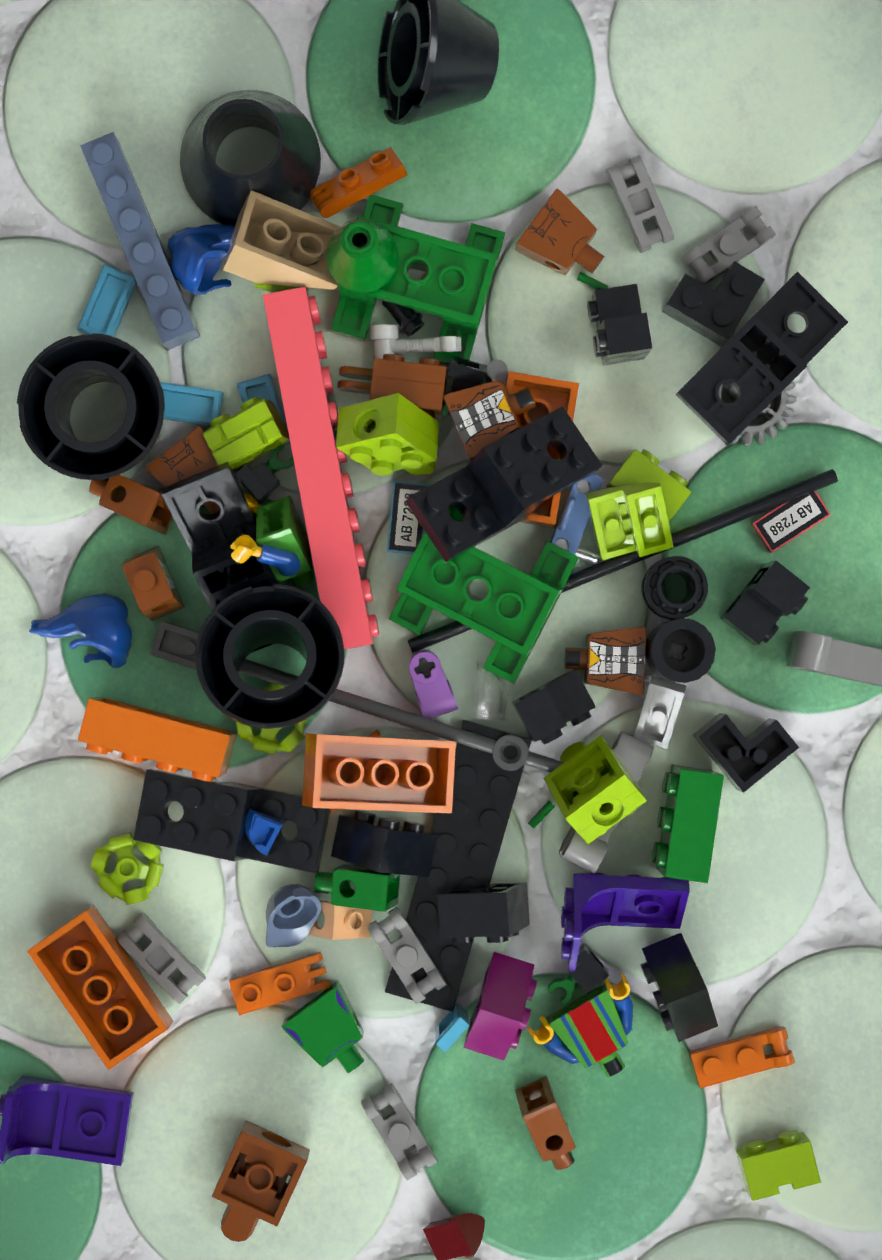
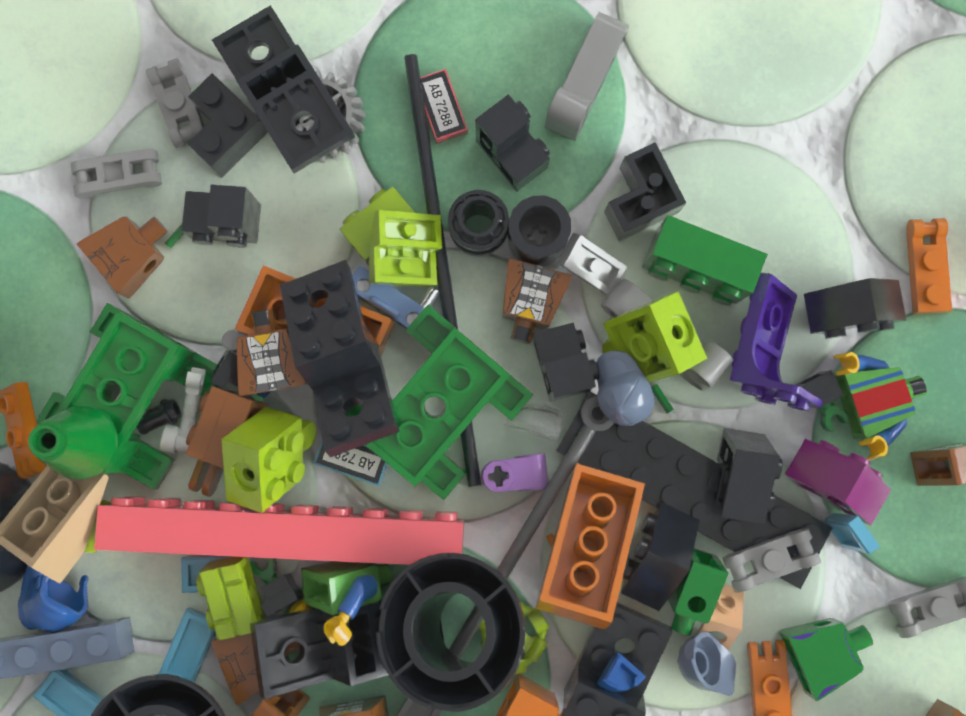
camera: 75 degrees left, 5 degrees down
(538, 770) = (623, 389): none -> sand blue piece

